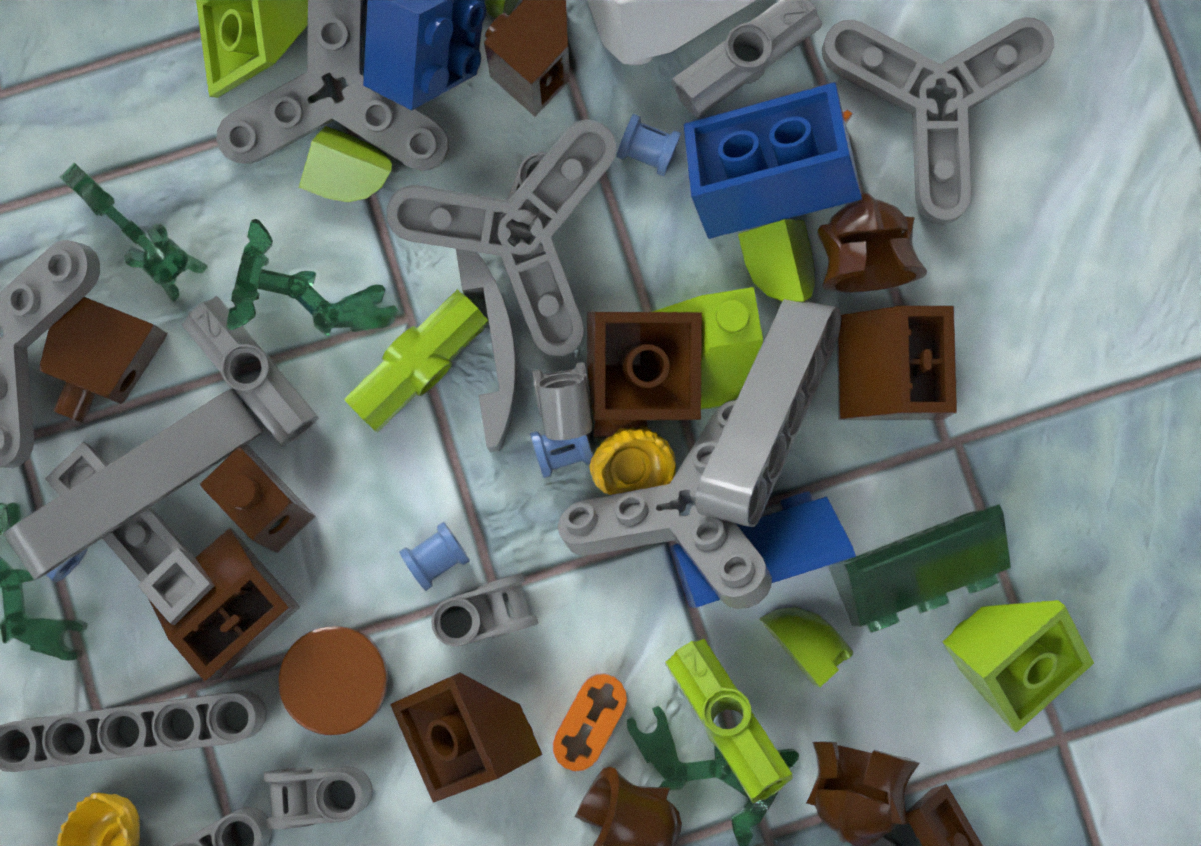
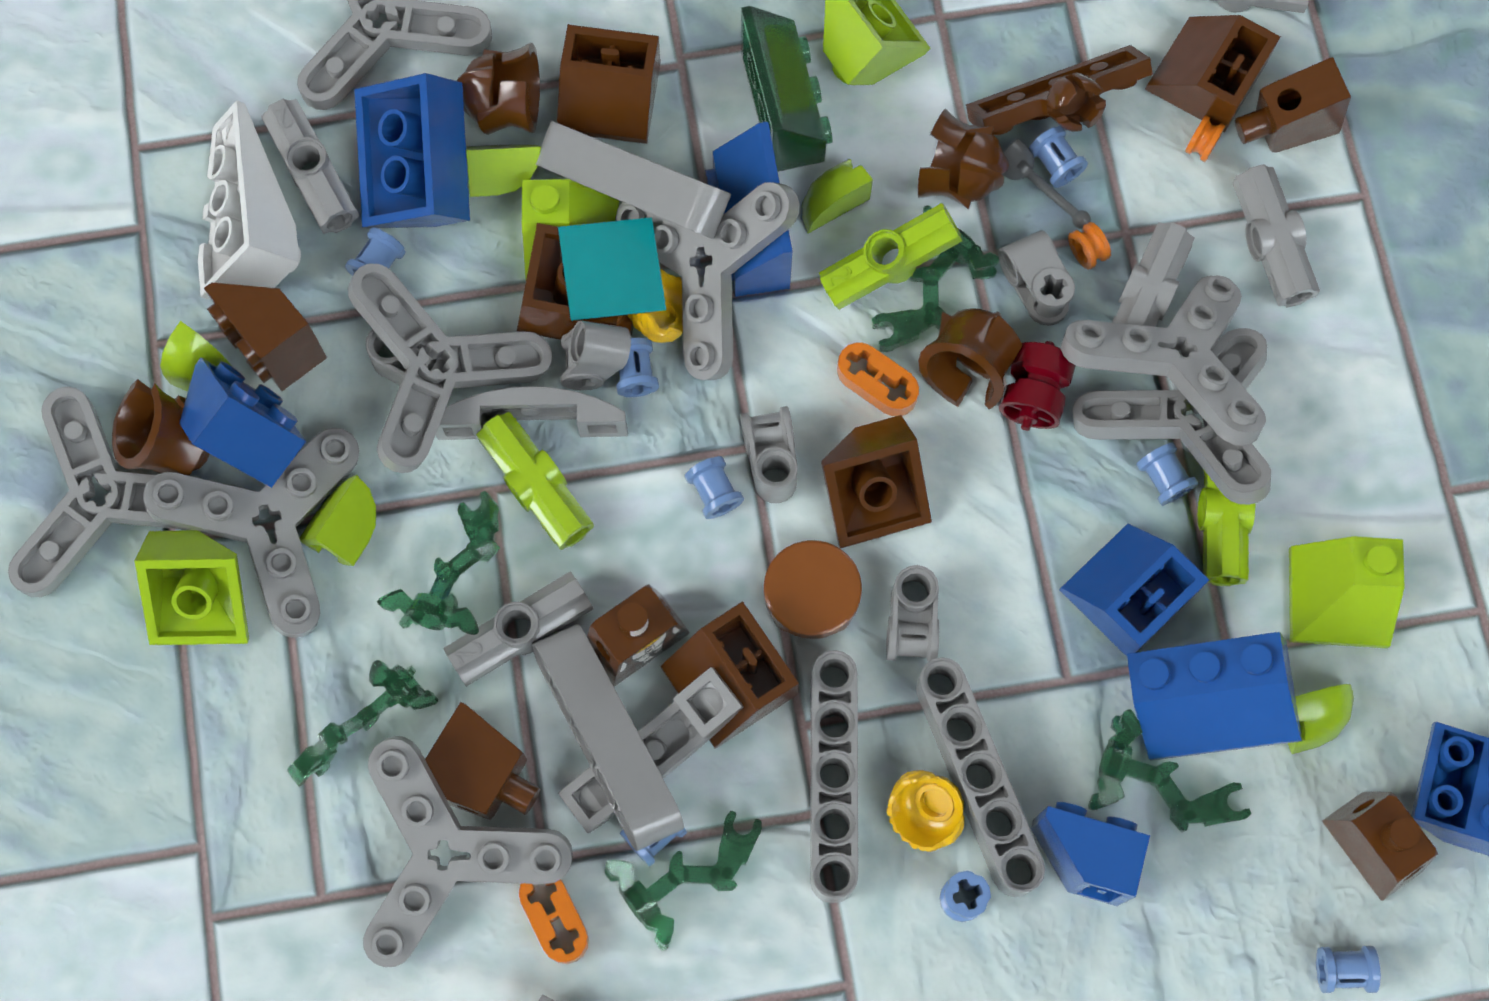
camera: 80 degrees left, 10 degrees down
(658, 404) = (611, 268): none -> teal sticker

